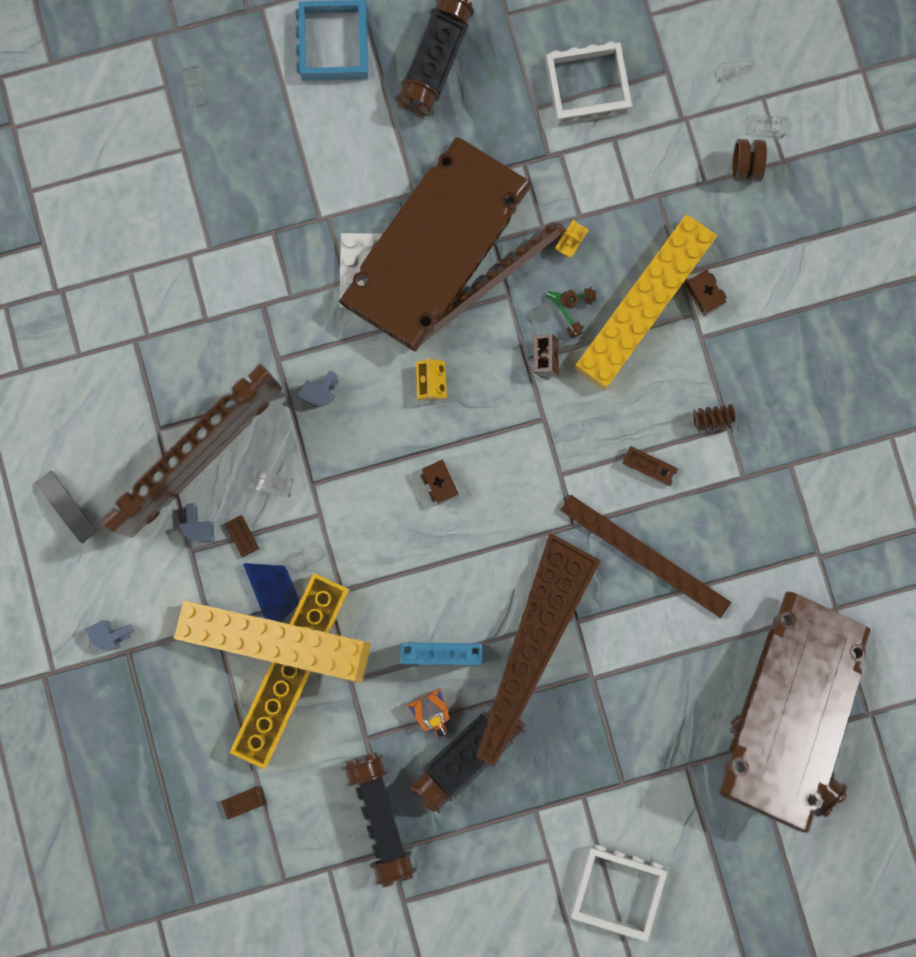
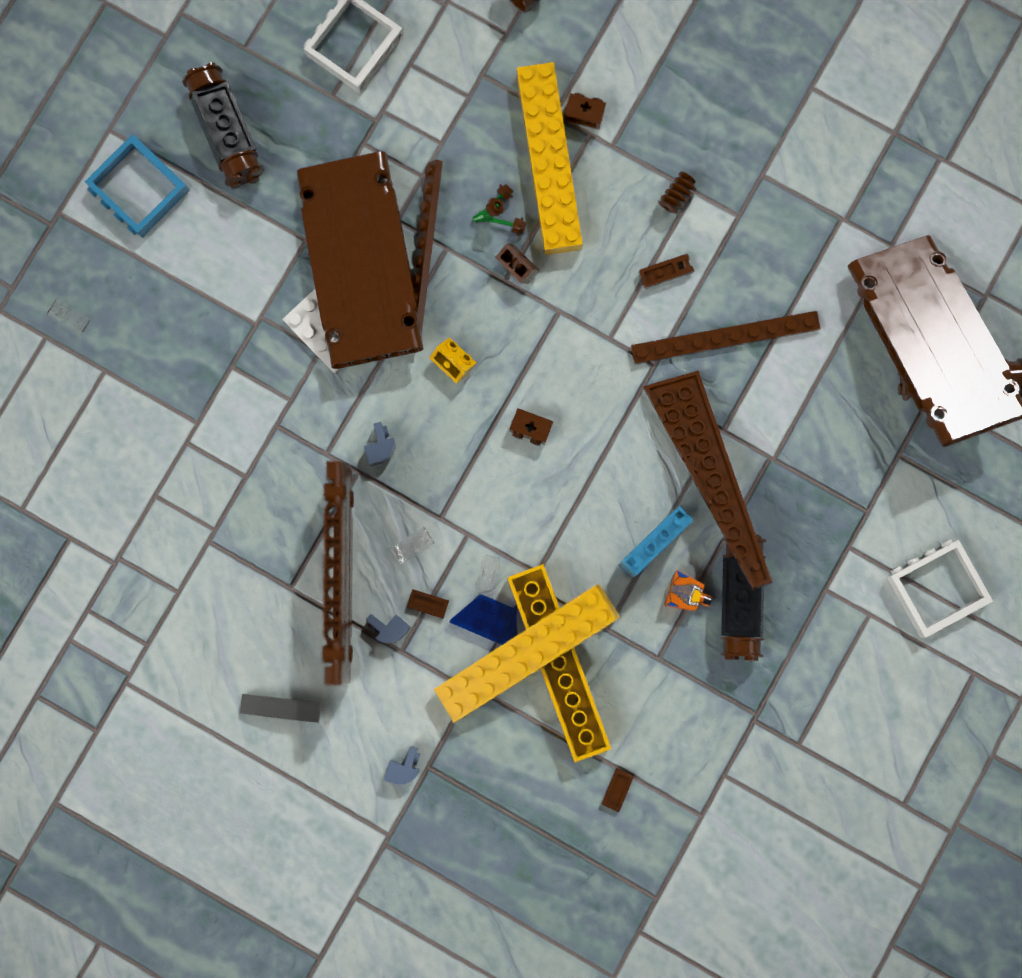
camera: 45 degrees left, 0 degrees up
(388, 848) = (726, 701): brick -> none
(571, 239) = (453, 164): yellow hips -> none

